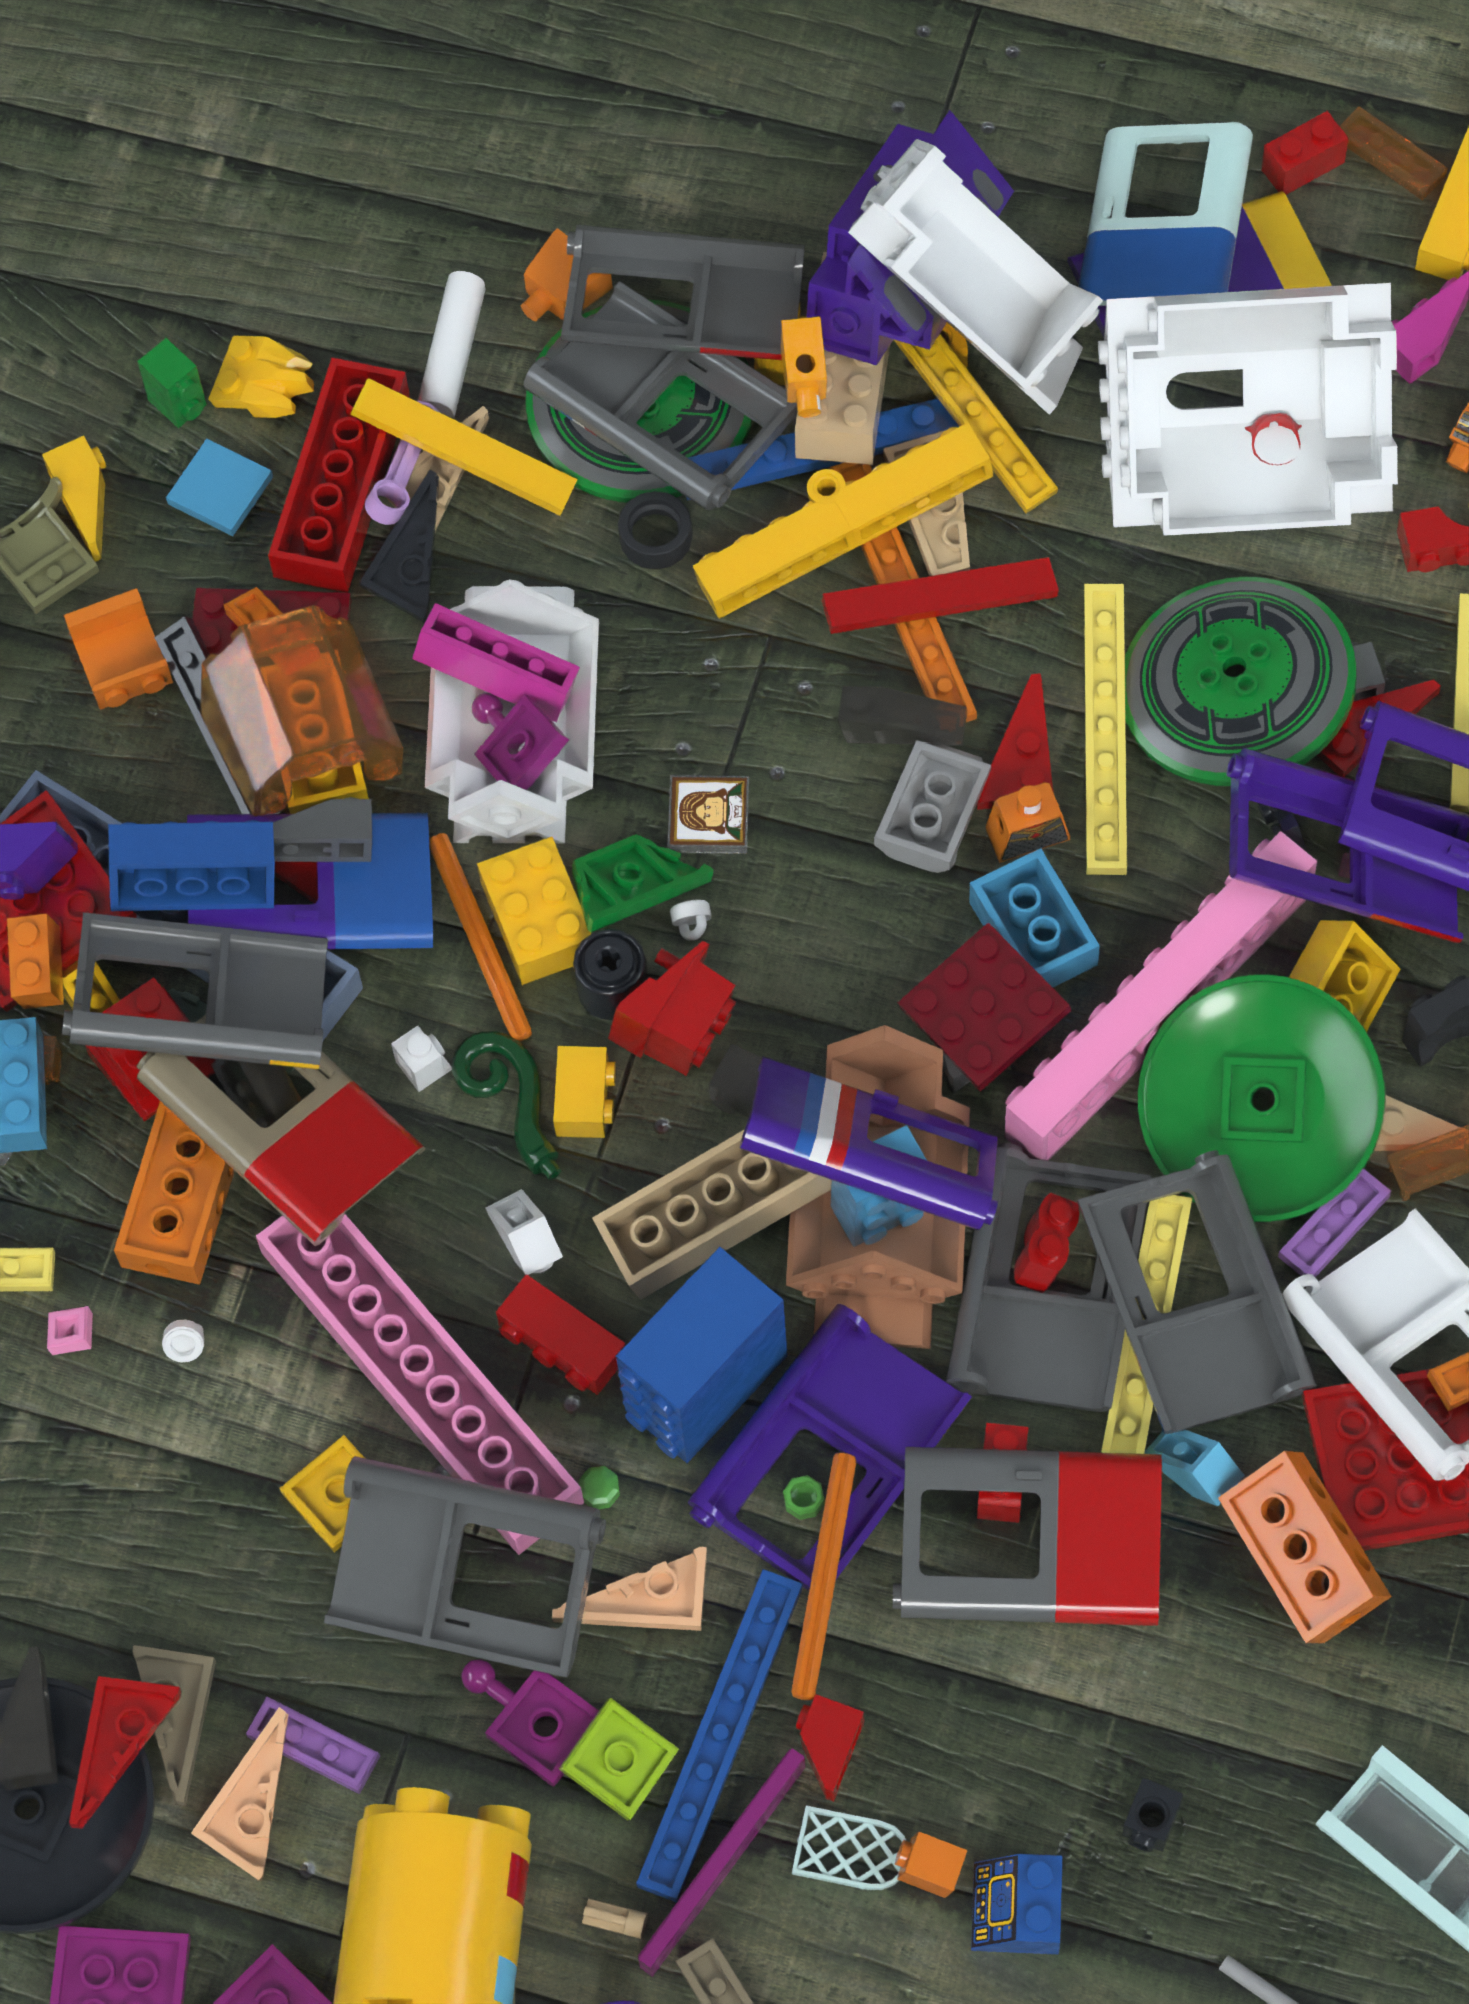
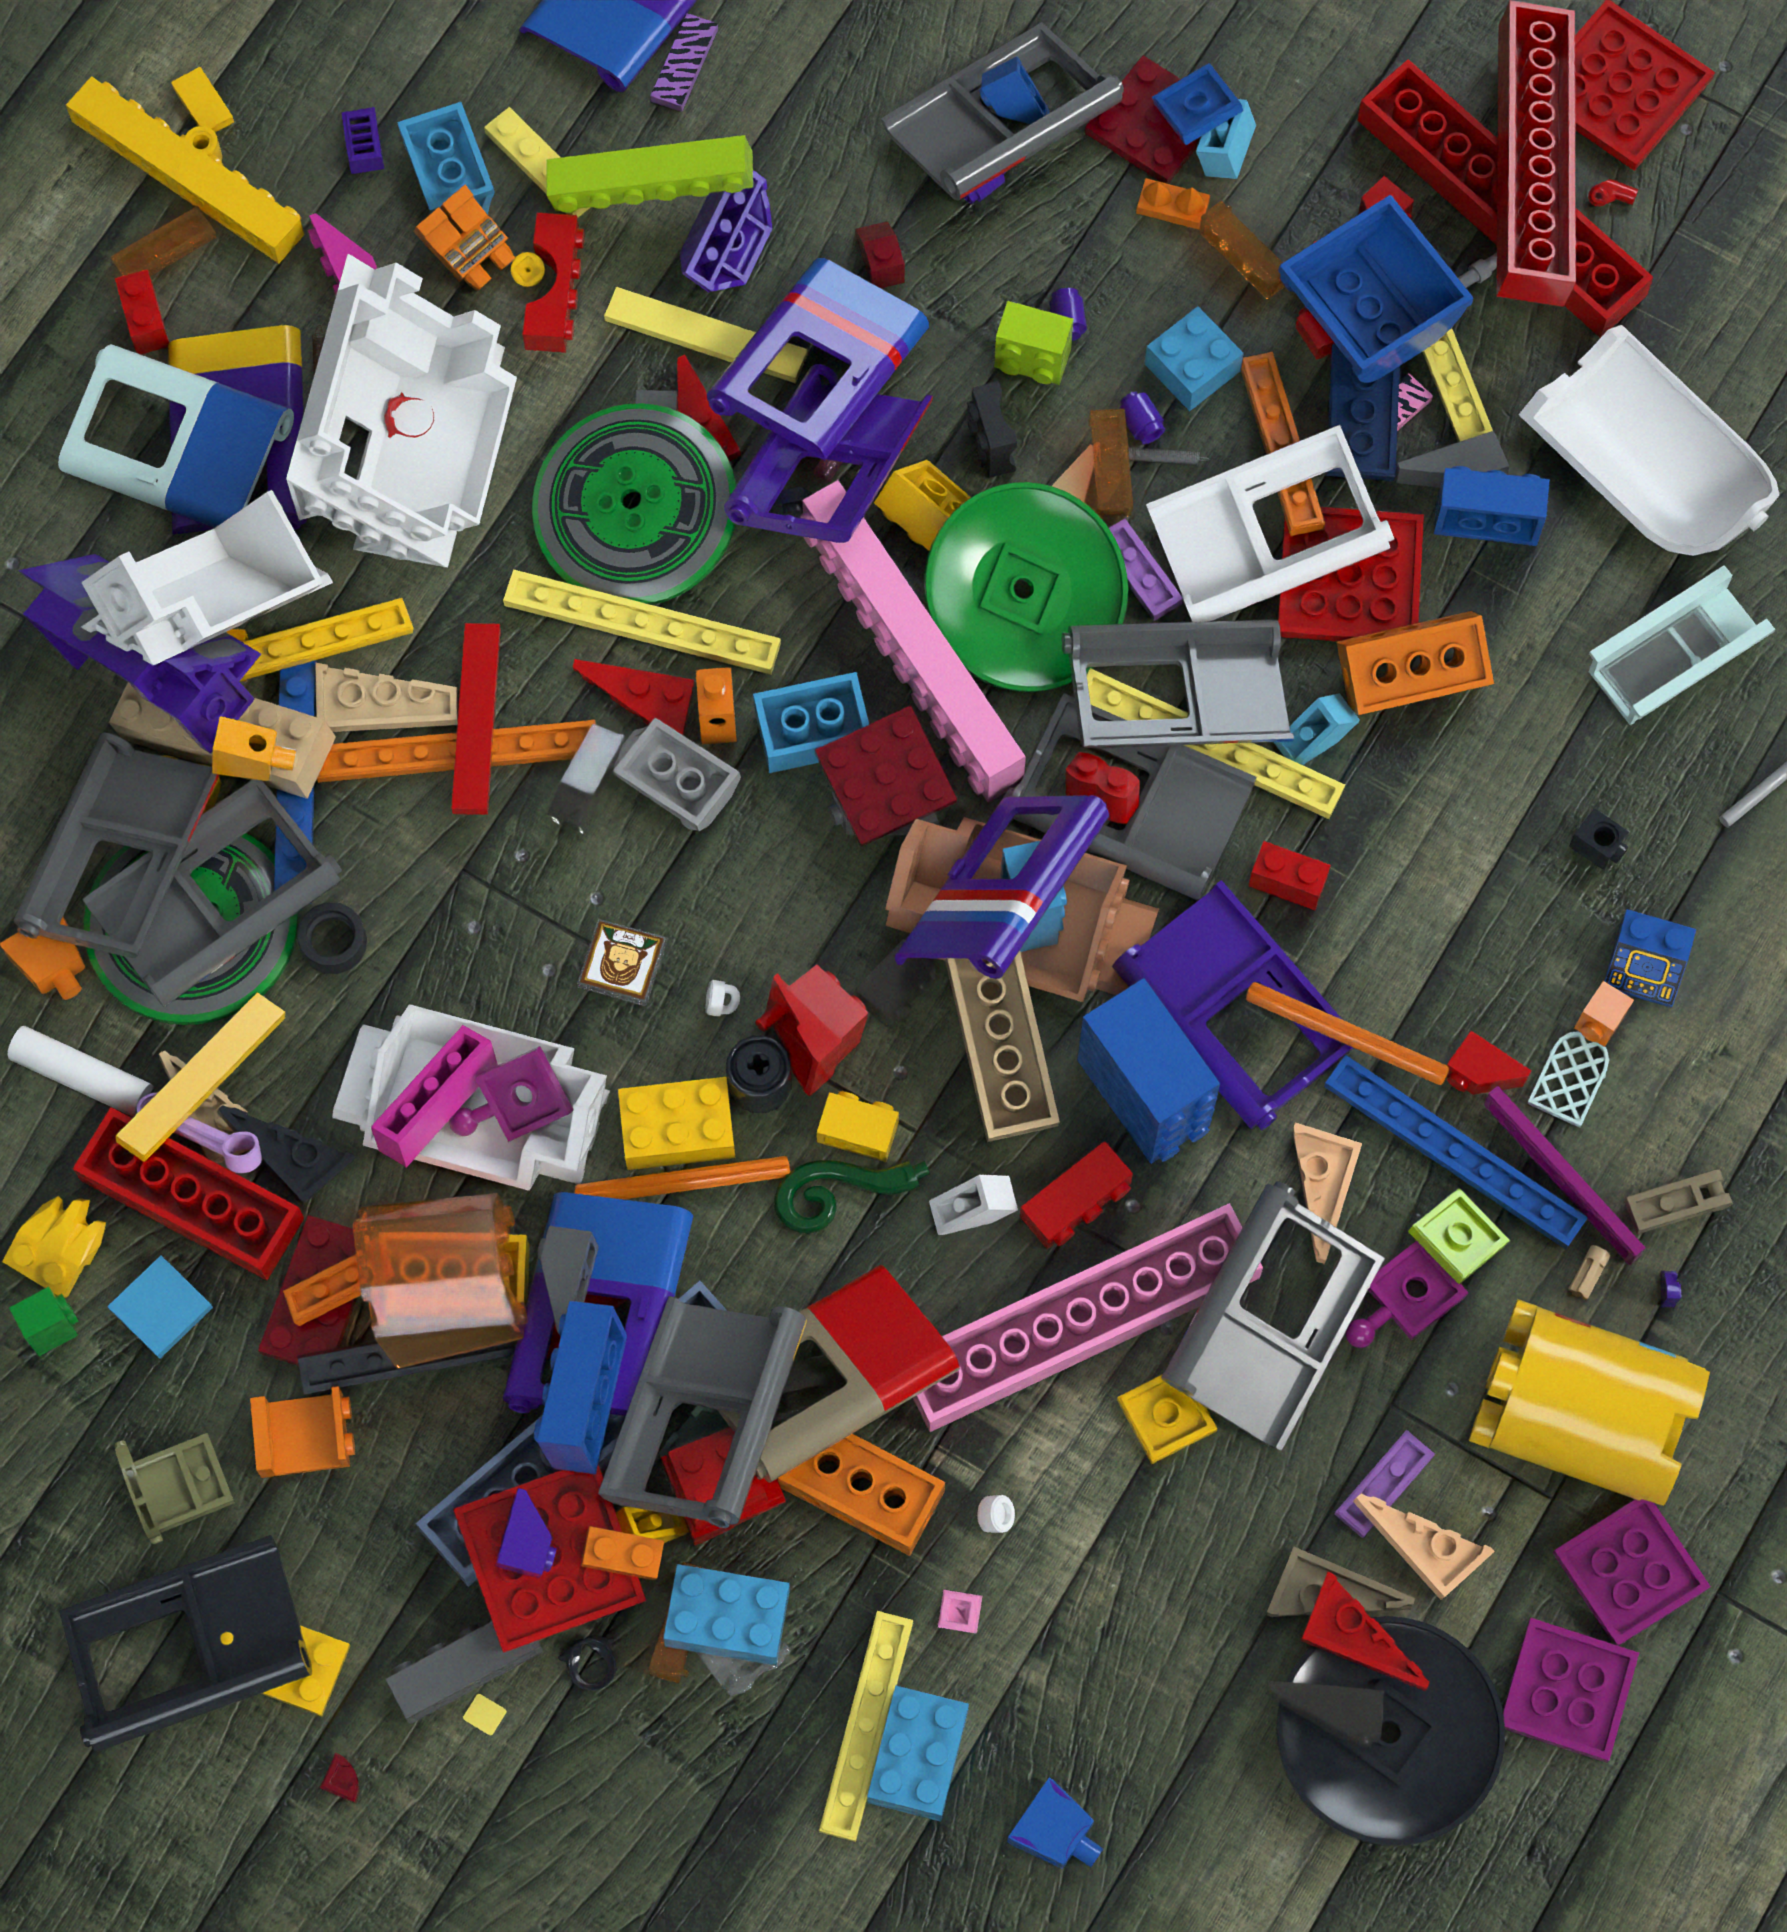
camera: 80 degrees left, 5 degrees up
(83, 488) = (101, 1427): yellow slope -> none
(420, 1058) = (788, 1253): white brick -> none
(599, 1487) = (1216, 1195): bright green tile -> none
(631, 879) = (673, 1037): green wing -> none
(803, 1497) = (1268, 1037): bright green tile -> none
(842, 520) = (380, 775): yellow hinge -> none
(1094, 1537) = (1370, 814): piece -> none

